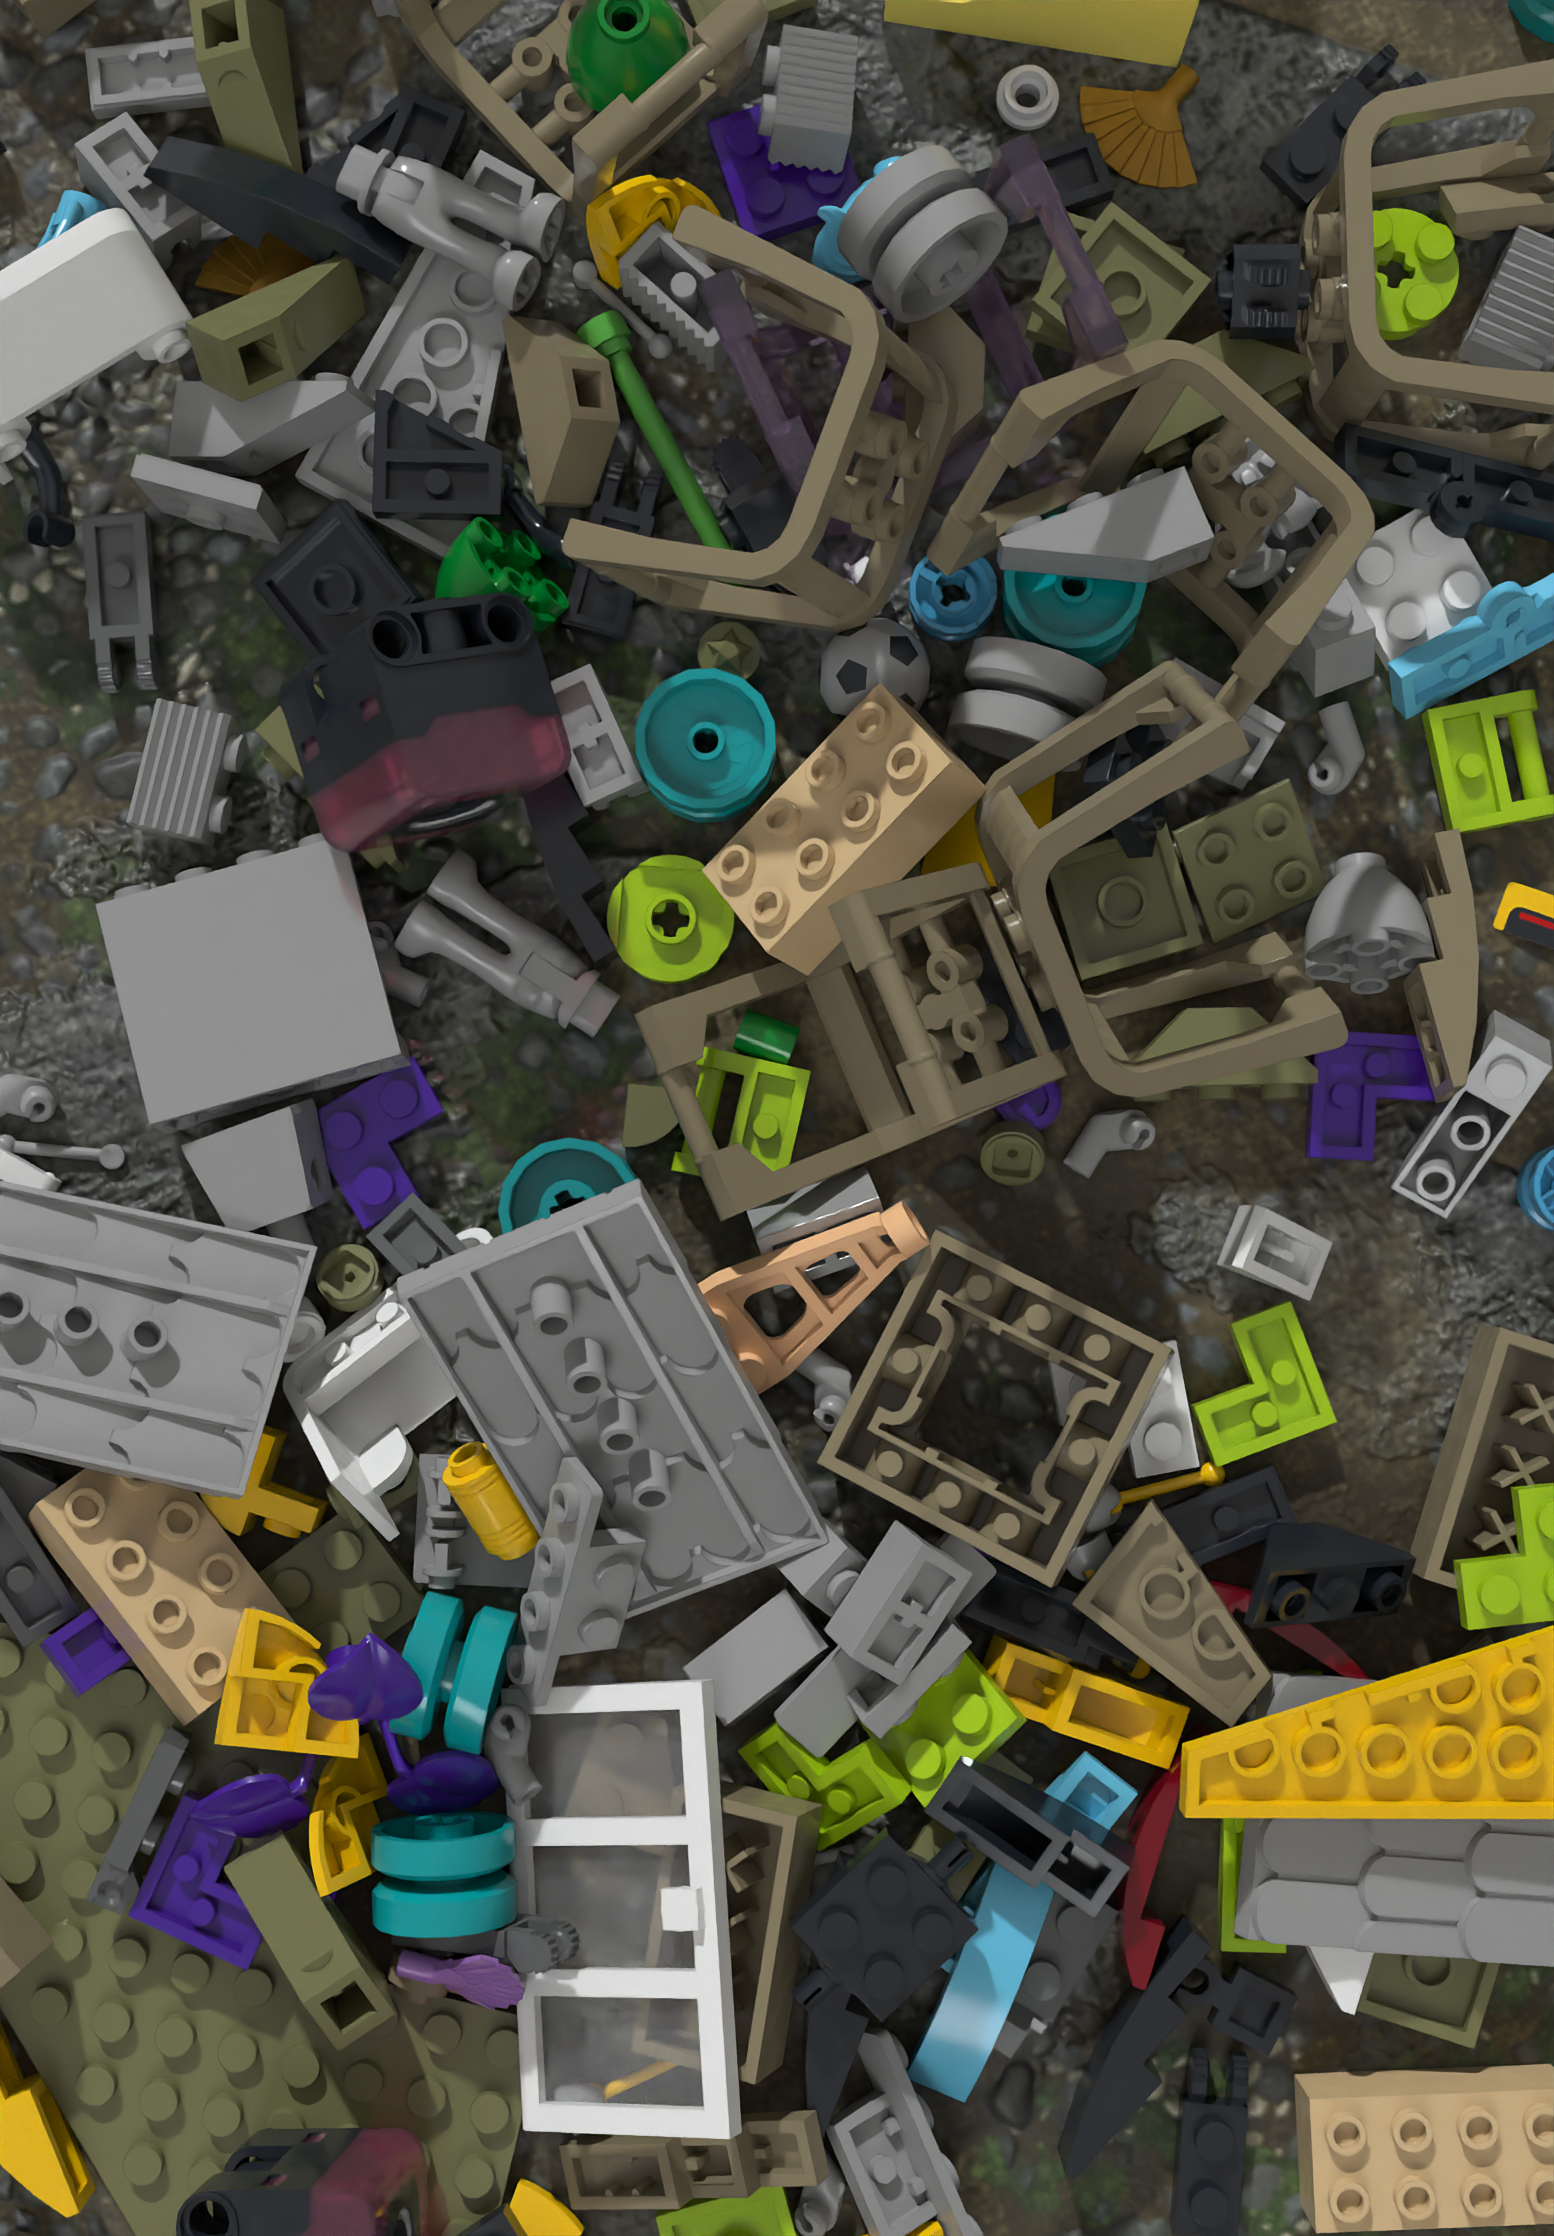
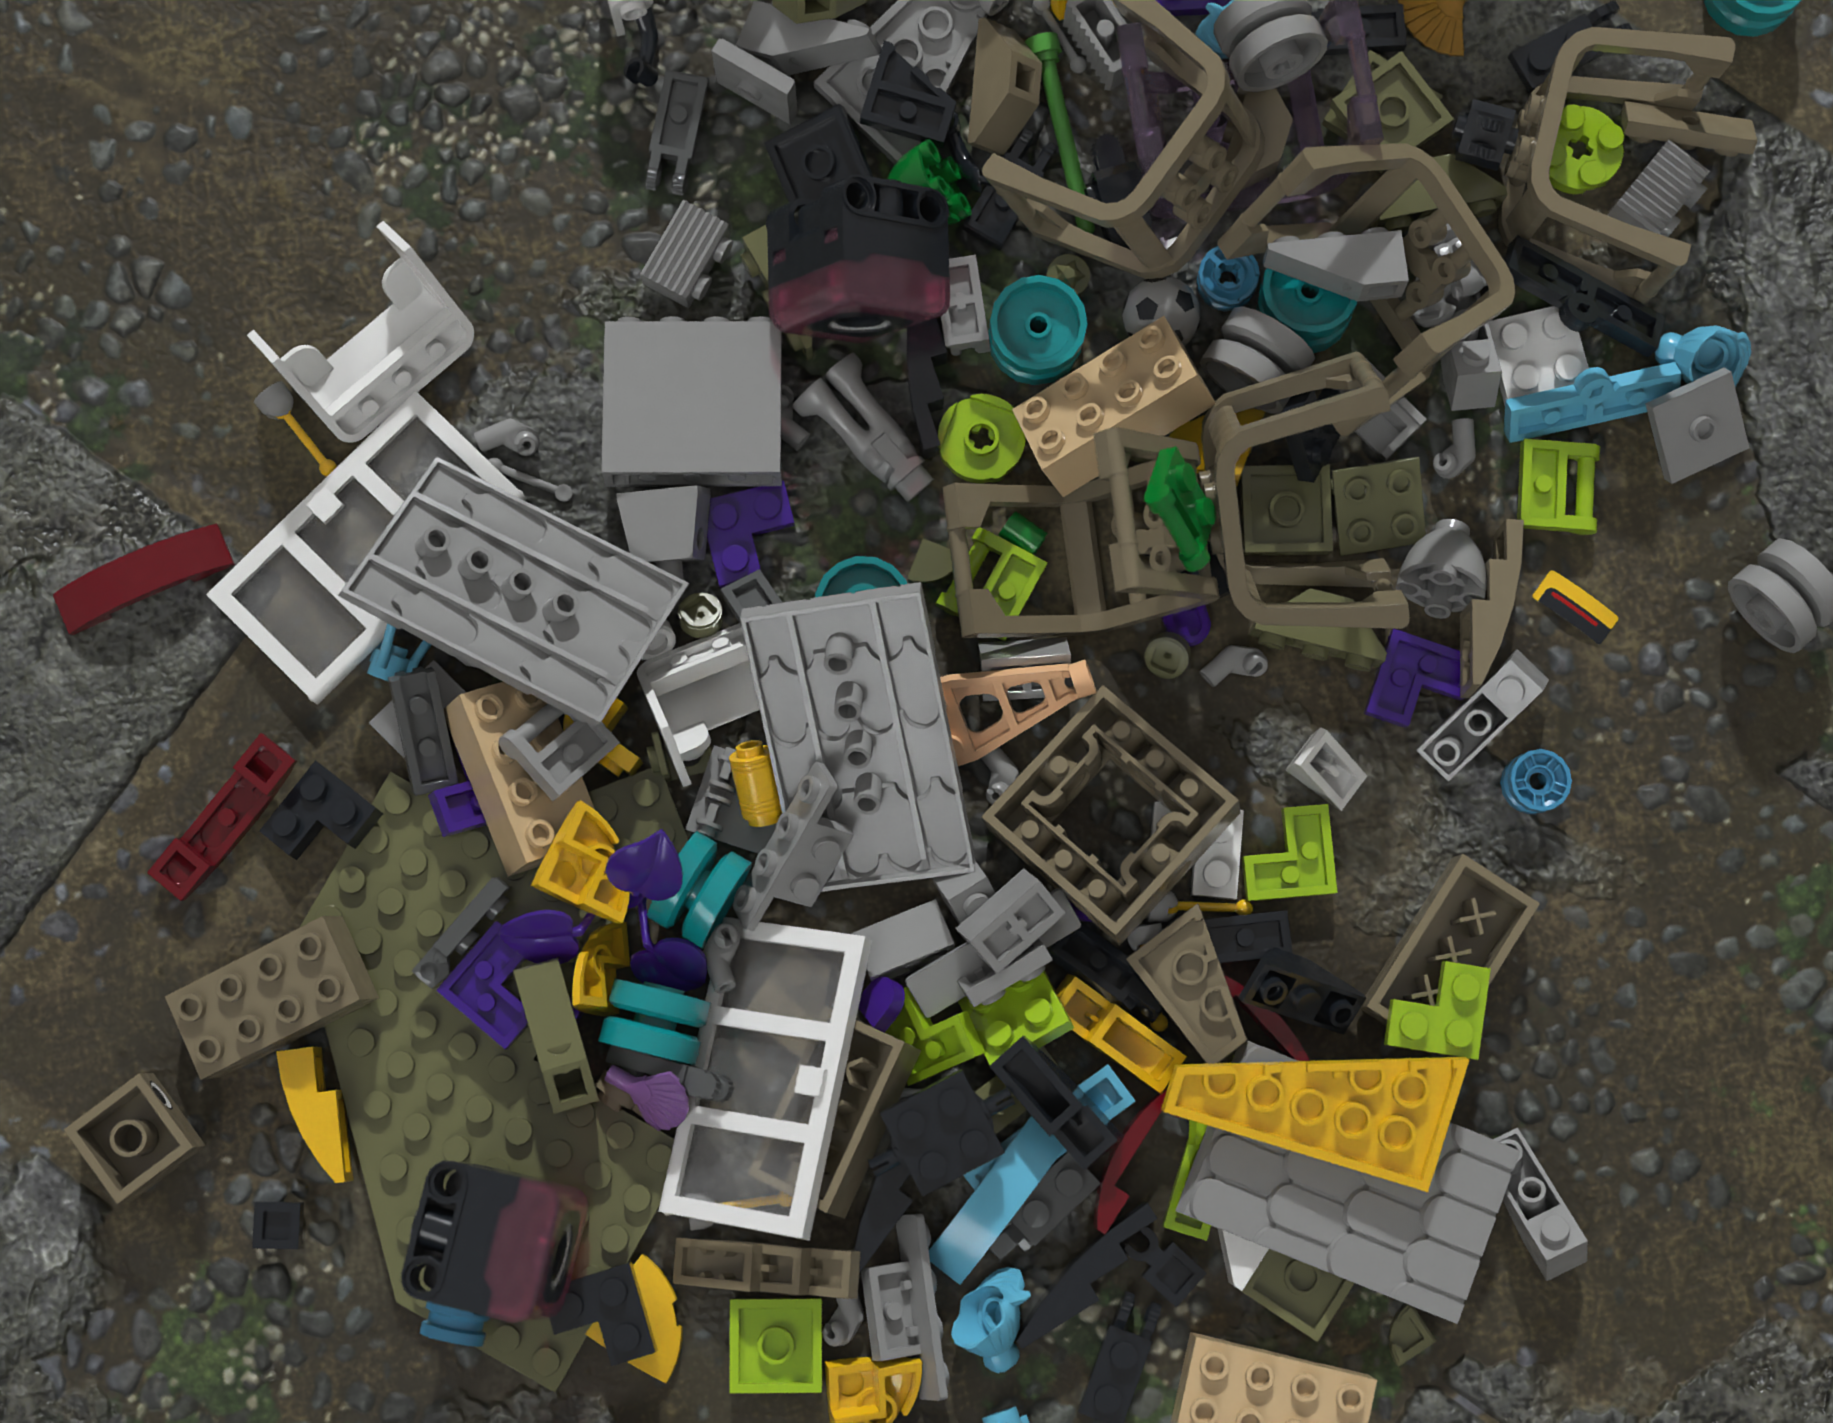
camera: 10 degrees right, 5 degrees down
(210, 1549) = (565, 757): none -> light grey plate
(750, 1756) = (882, 1002): none -> dark purple tile
(983, 972) = (1181, 506): none -> green plate
(1019, 2142) = (991, 1319): none -> medium azure hair

